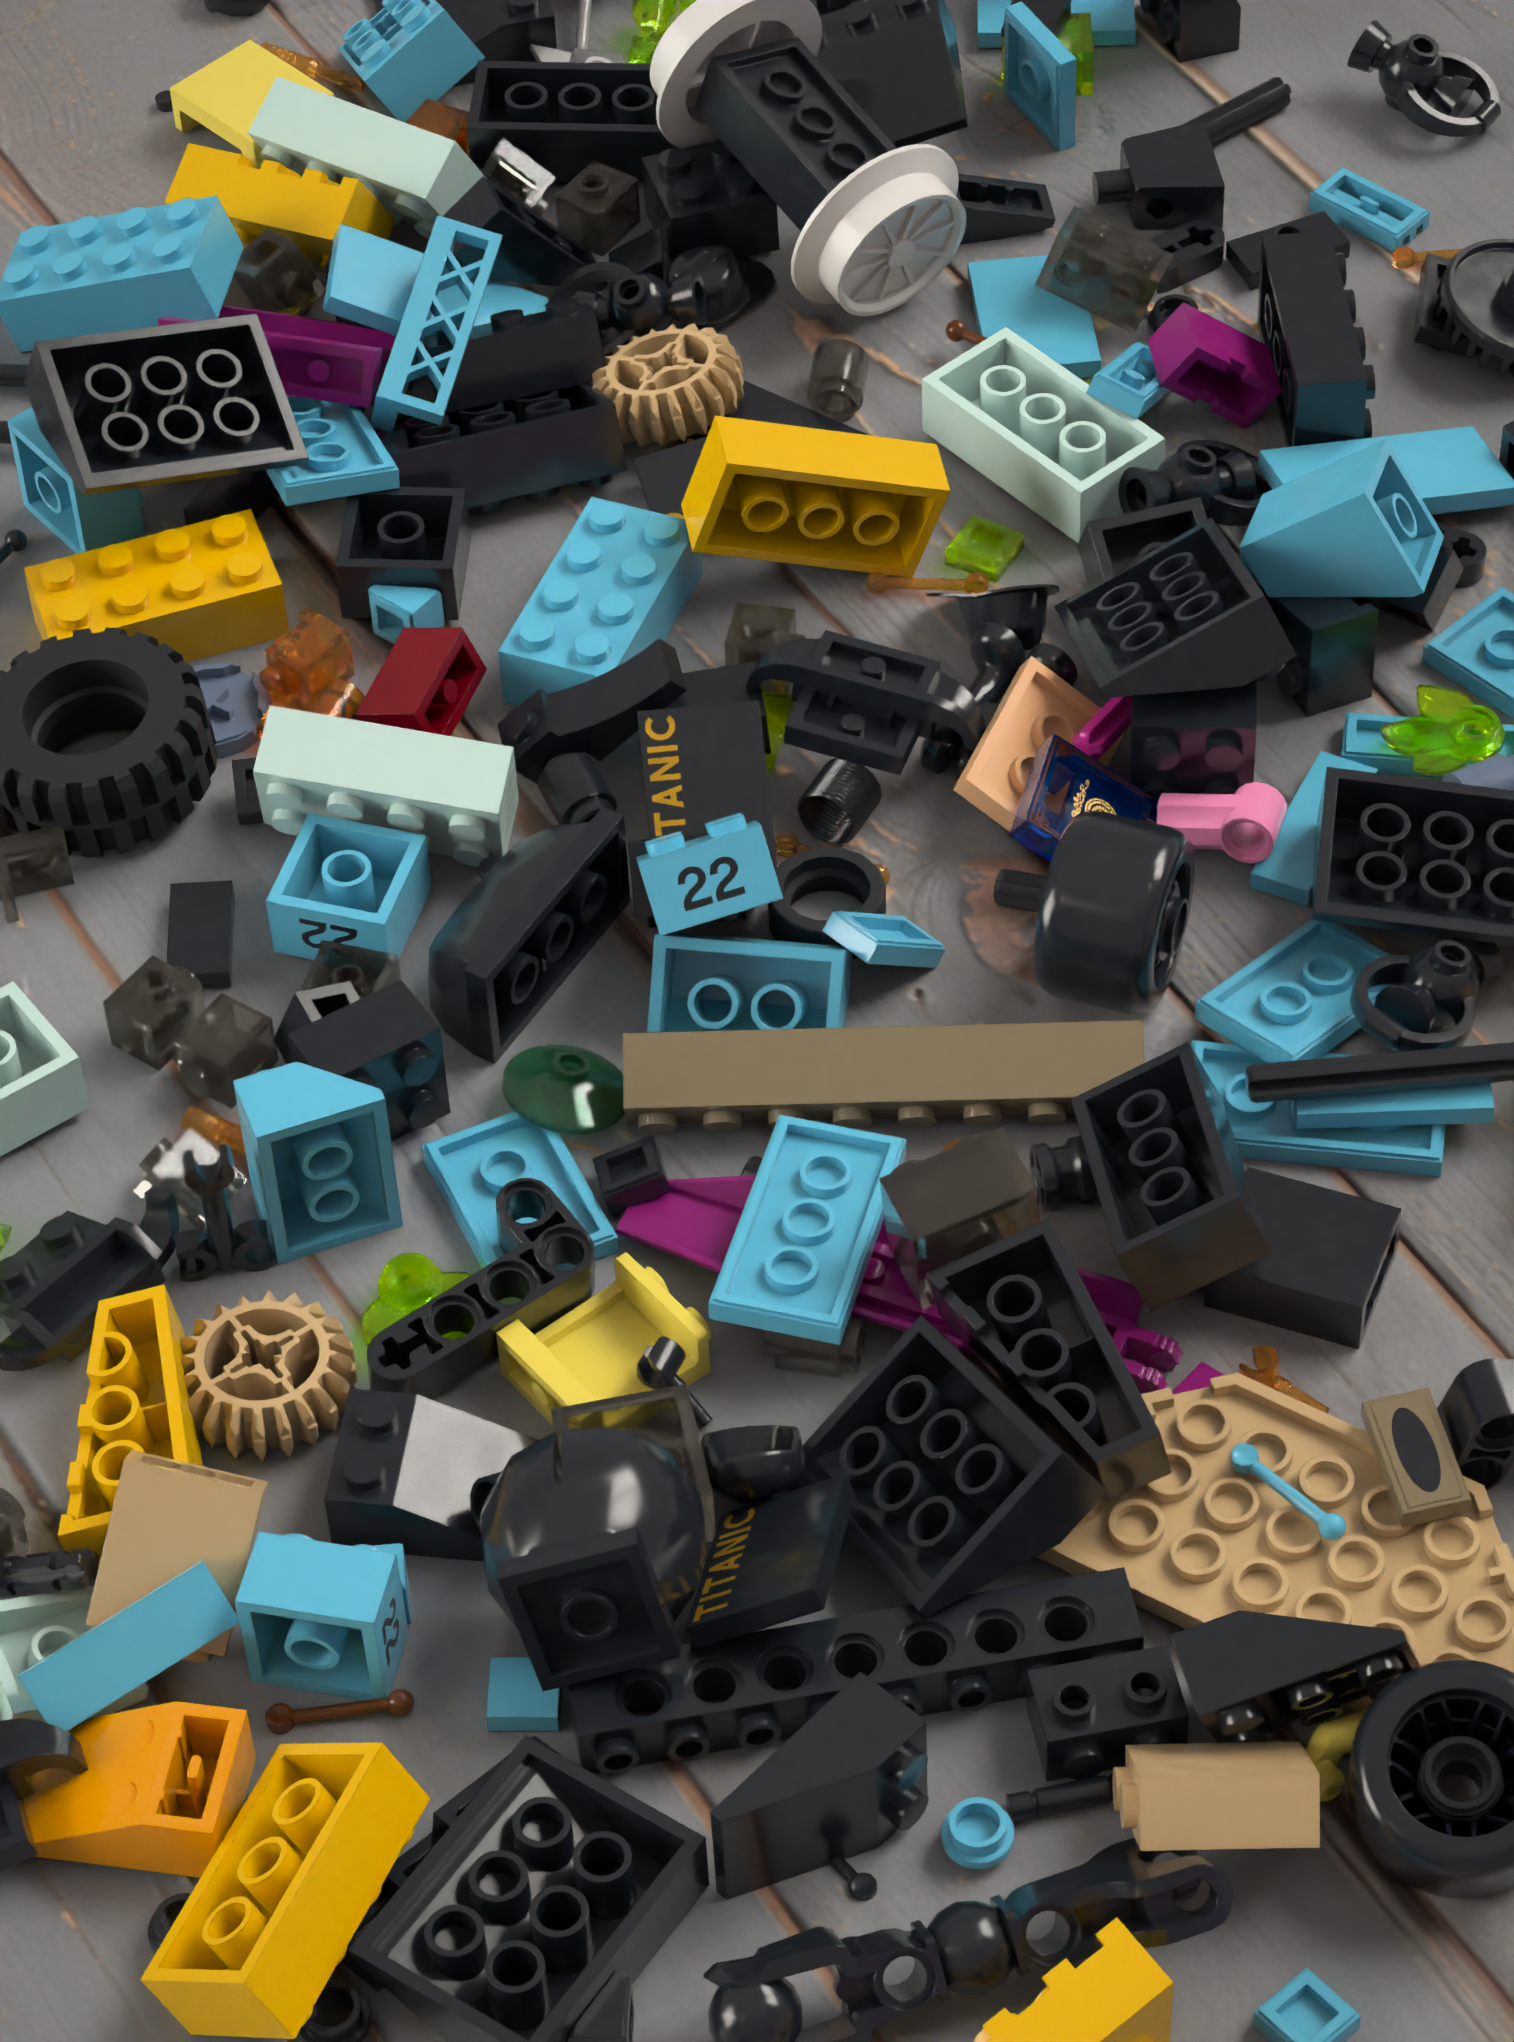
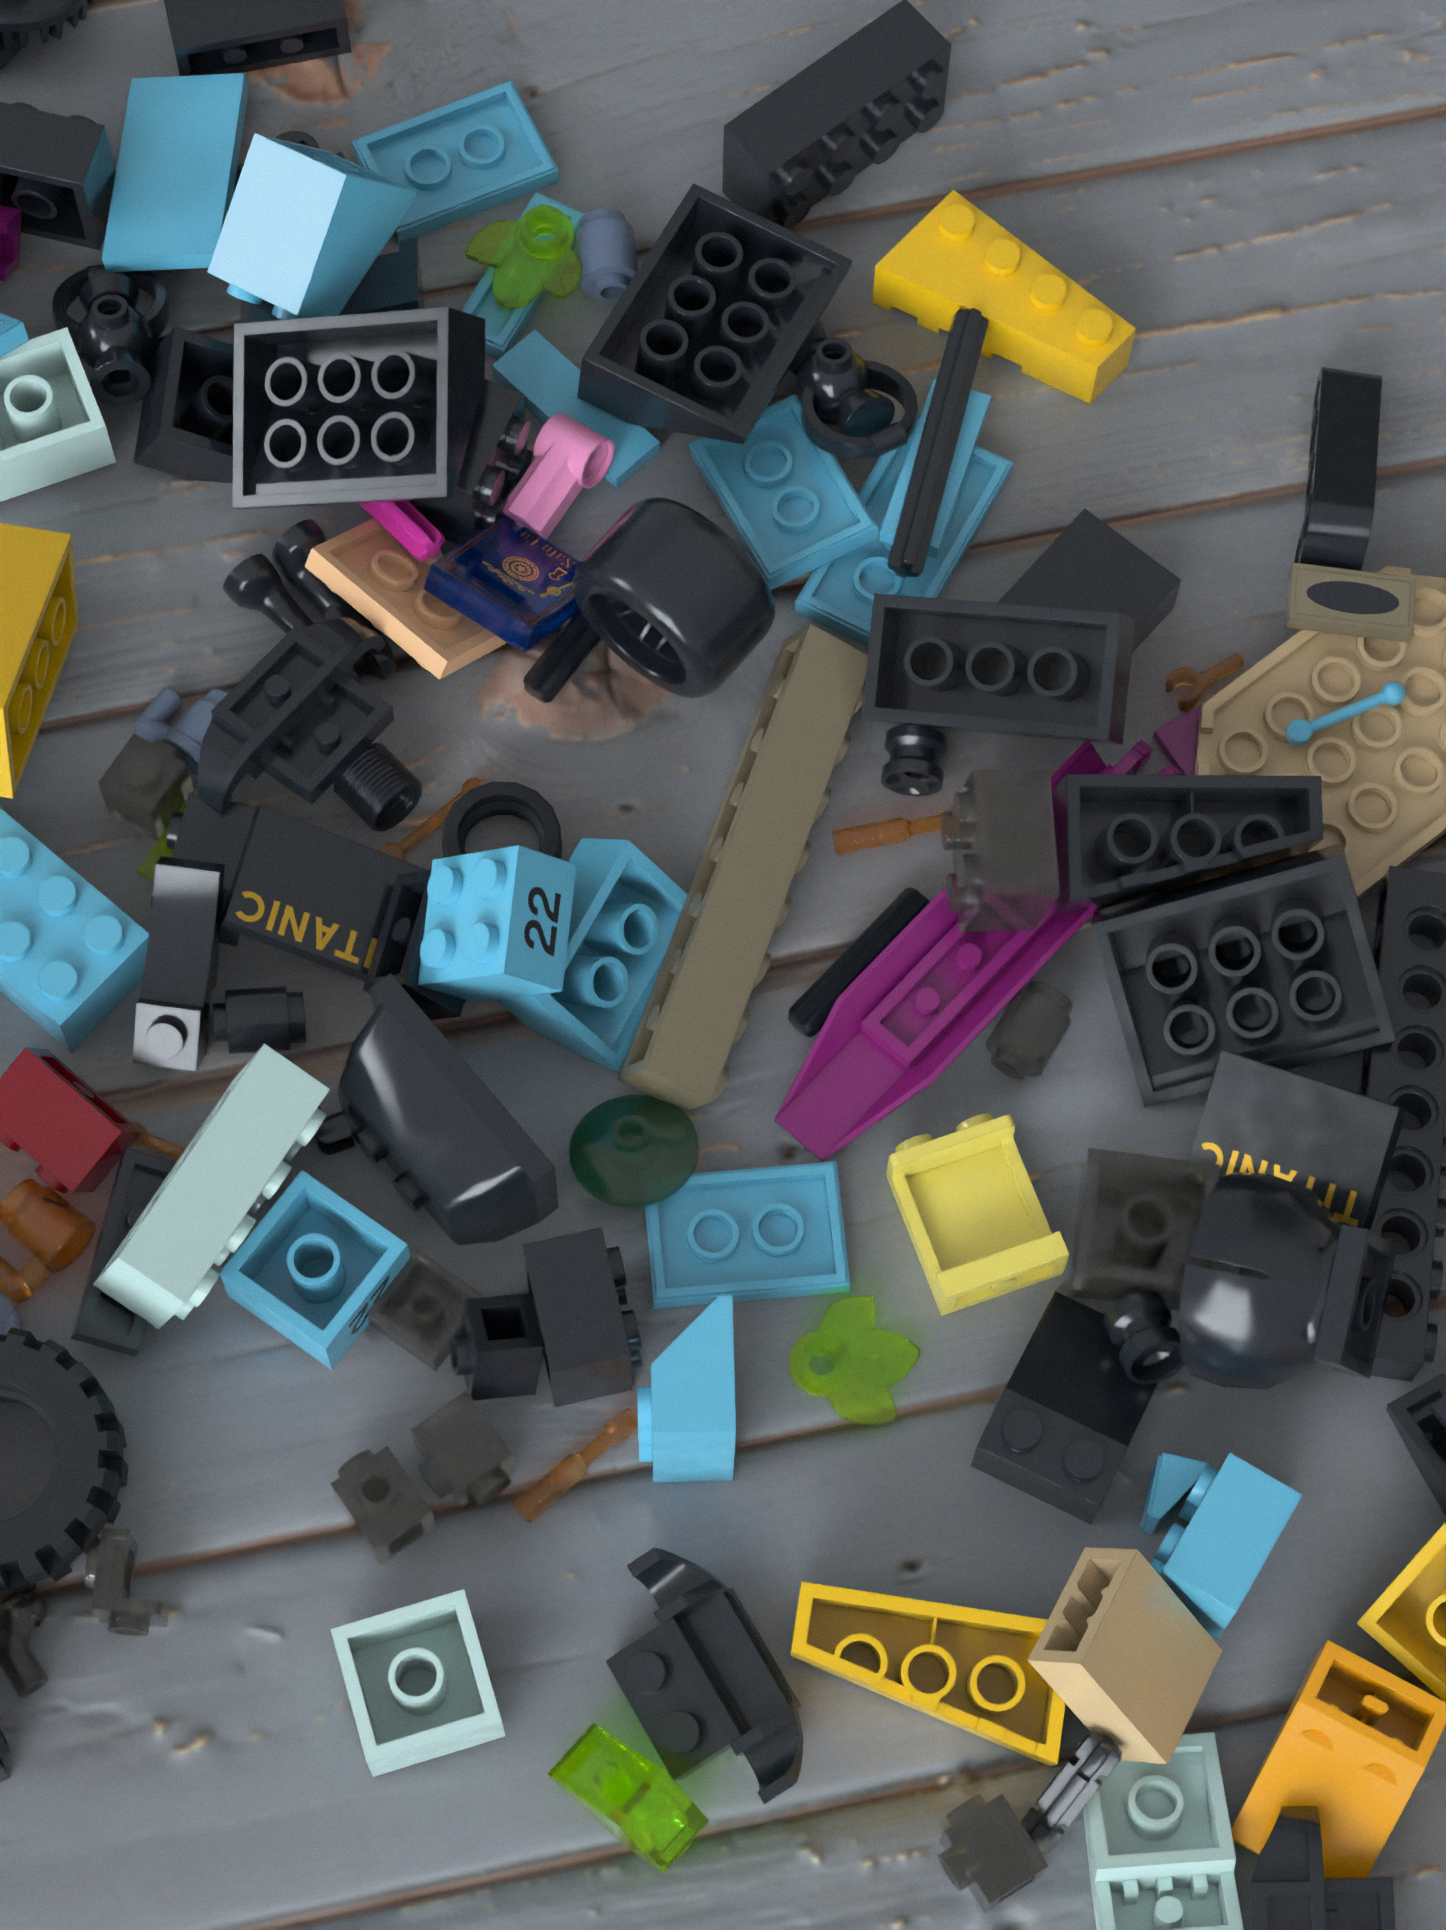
camera: 75 degrees left, 20 degrees up
(129, 1648) = (1217, 1730): medium azure tile -> none
(166, 1171) = (610, 1533): clear smoke bracket -> none
(202, 930) = (278, 1435): black tile -> none
(222, 1245) = (716, 1514): black bar -> none
(265, 1361) = (919, 1516): tan gear -> none
(282, 1718) = (1274, 1621): reddish brown hinge -> none
(413, 1353) = (894, 1305): black beam -> none
(517, 1698) = (1322, 1404): medium azure tile -> none
(631, 1174) = (768, 1124): black tile -> none
(659, 1368) = (1021, 1169): black hand -> none
(753, 1461) = (1154, 1119): black hair -> none
(806, 1230) = (927, 988): medium azure tile -> none
(884, 939) = (589, 807): medium azure tile -> none
(973, 584) = (81, 654): clear orange hinge -> none
(984, 548) = (91, 541): clear neon green tile -> none
(1016, 607) = (190, 561): black piece -> none

